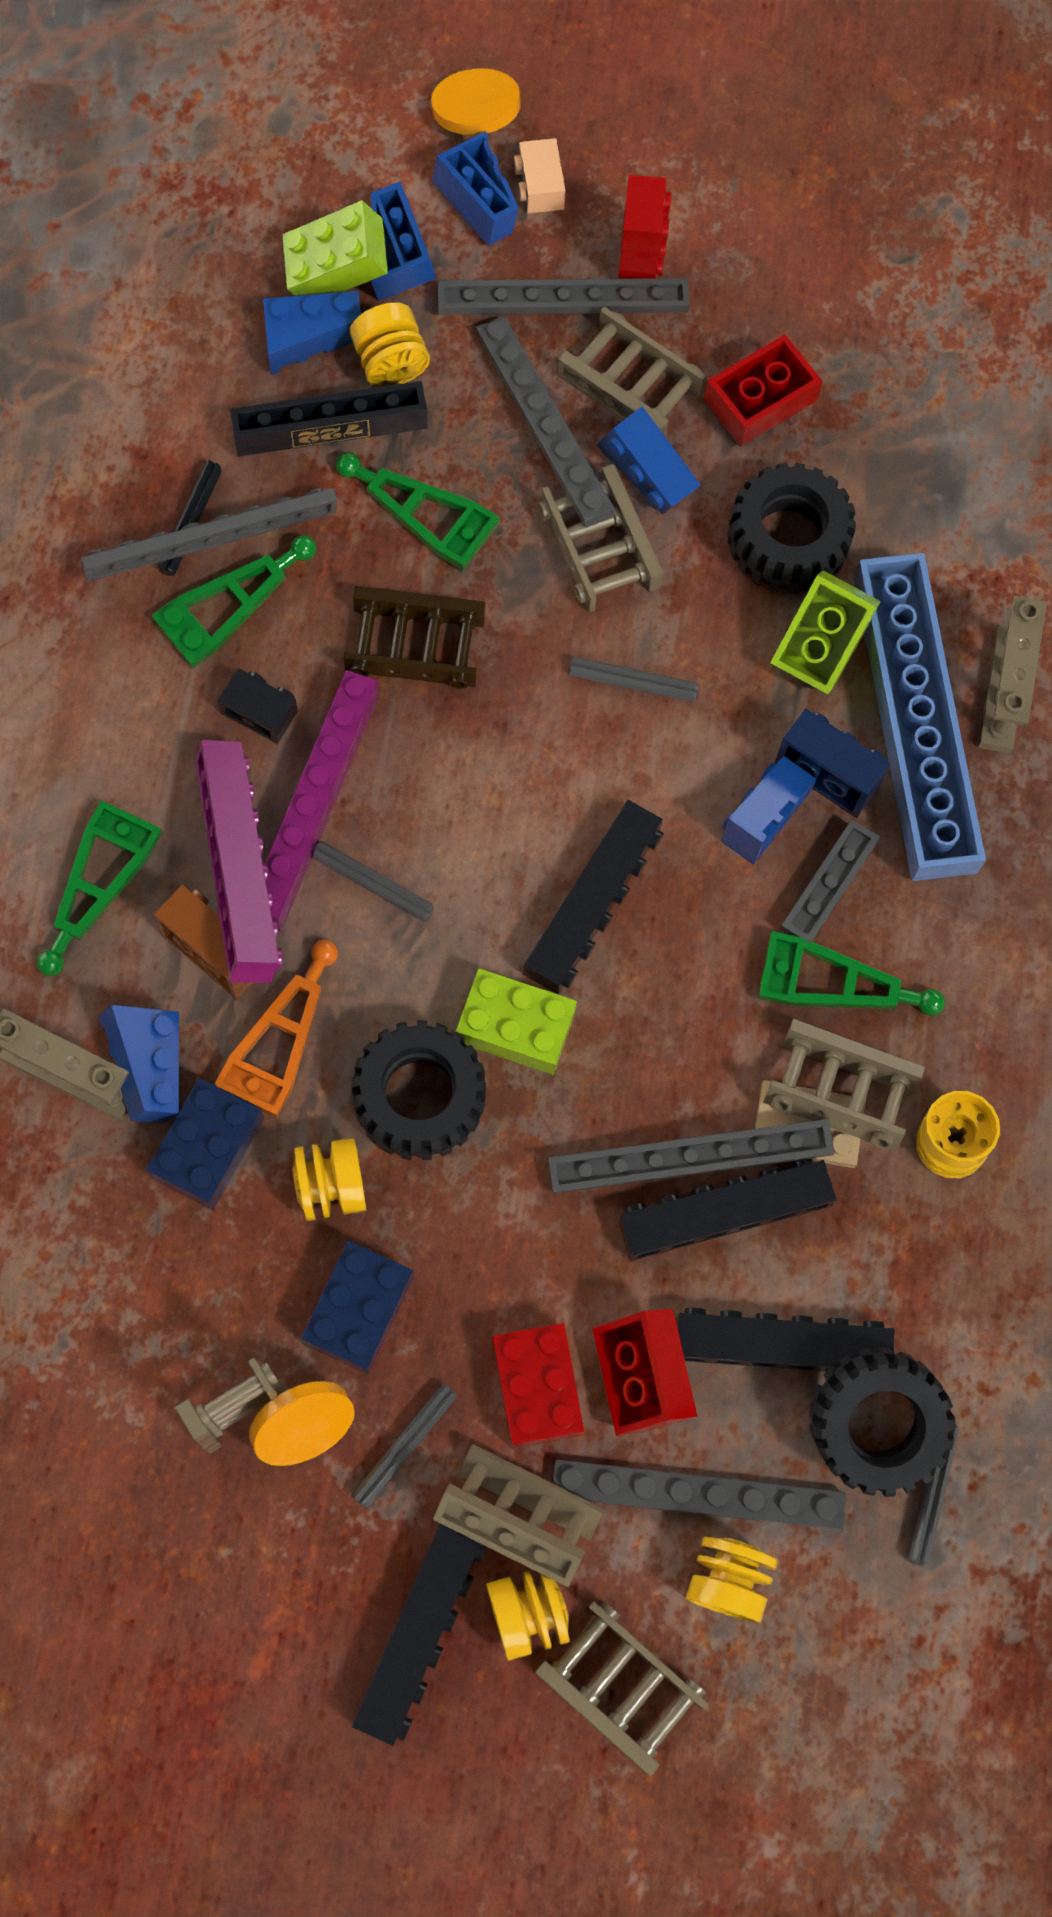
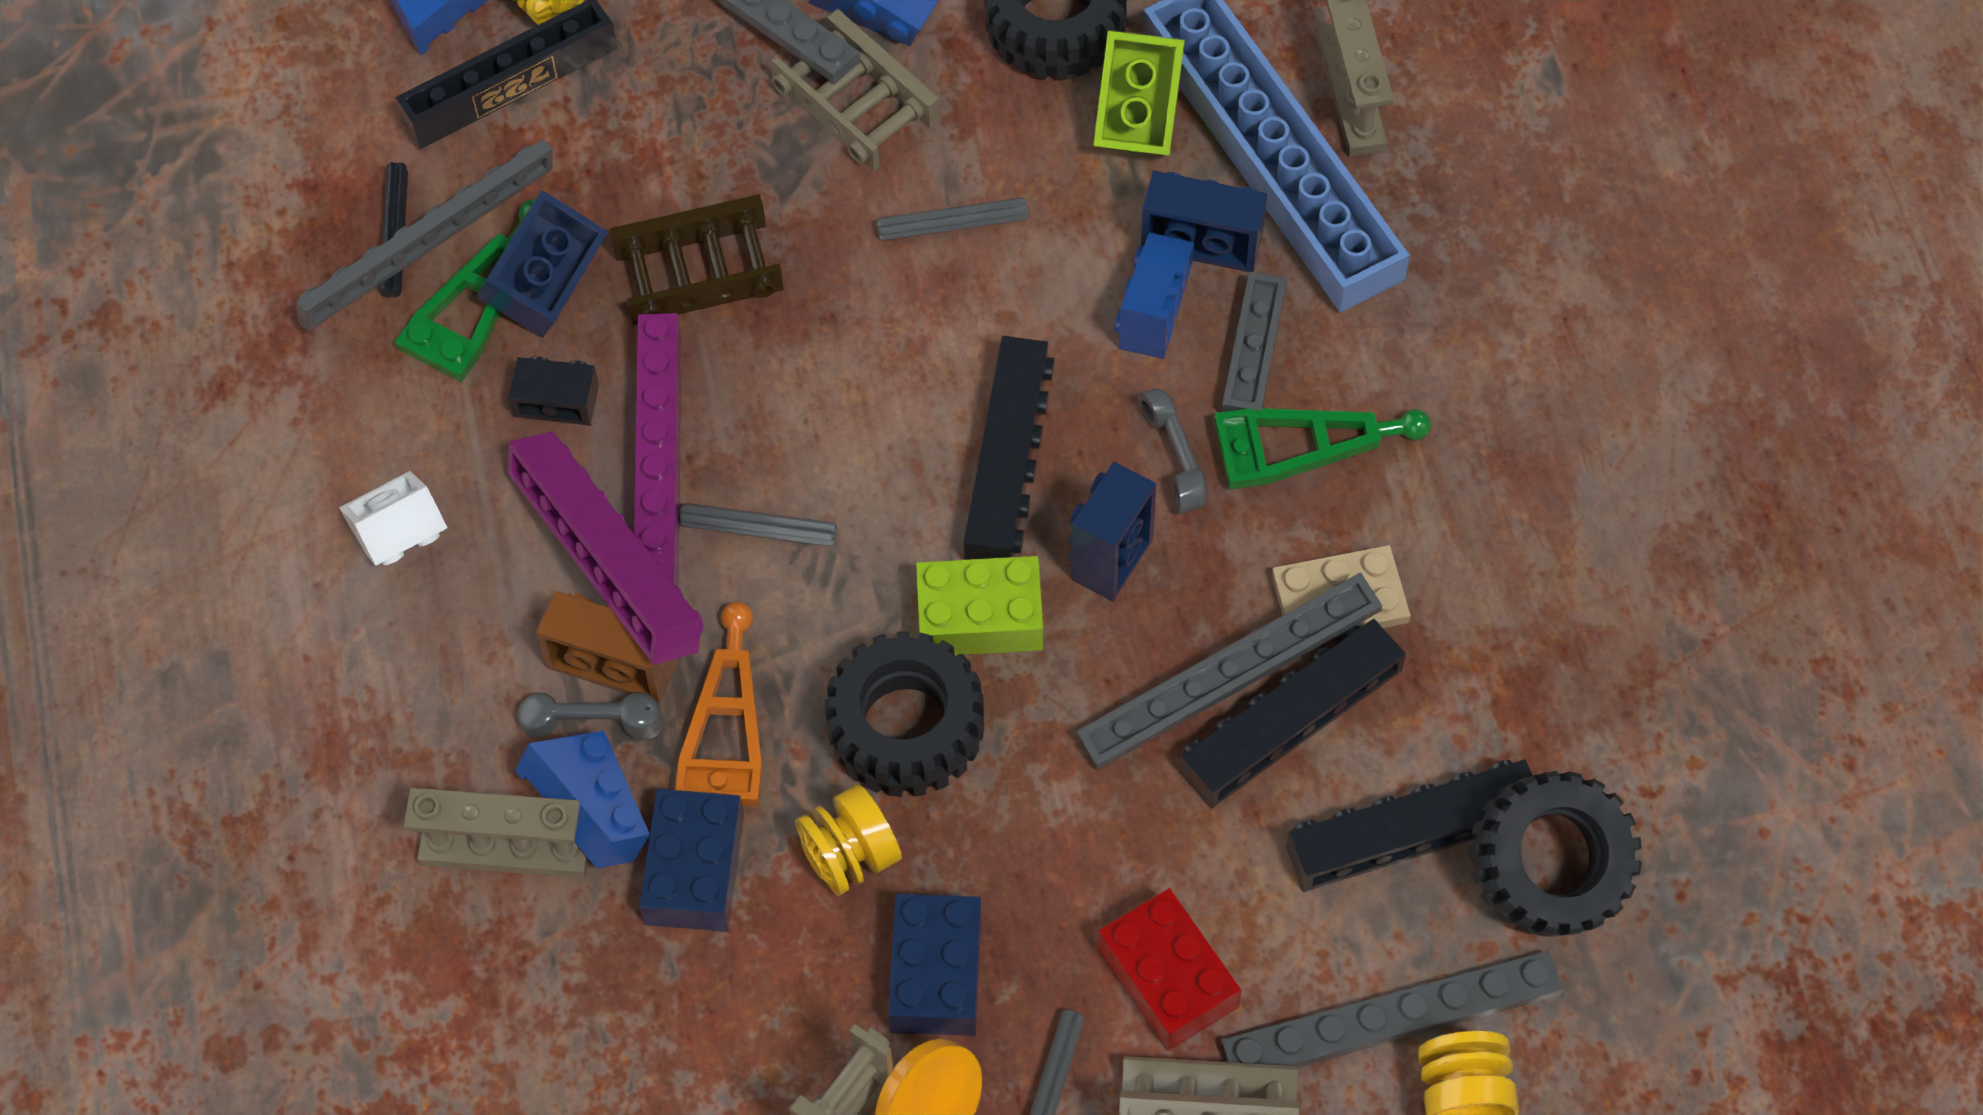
camera: 15 degrees left, 10 degrees down
(91, 765) = (394, 518): none -> white slope
(121, 831) = (459, 575): green plate -> none
(139, 975) = (638, 714): none -> dark grey piece
(289, 596) = (542, 264): none -> dark blue brick
(462, 540) = (705, 146): green plate -> none
(643, 1004) = (1112, 530): none -> dark blue brick
(644, 1372) = (1279, 905): red brick -> none
(728, 984) = (1190, 485): none -> dark grey piece
(853, 1057) = (1361, 508): dark tan fence -> none
(930, 1510) = (1647, 935): dark grey axle -> none
(959, 1116) = (1503, 540): yellow wheel -> none

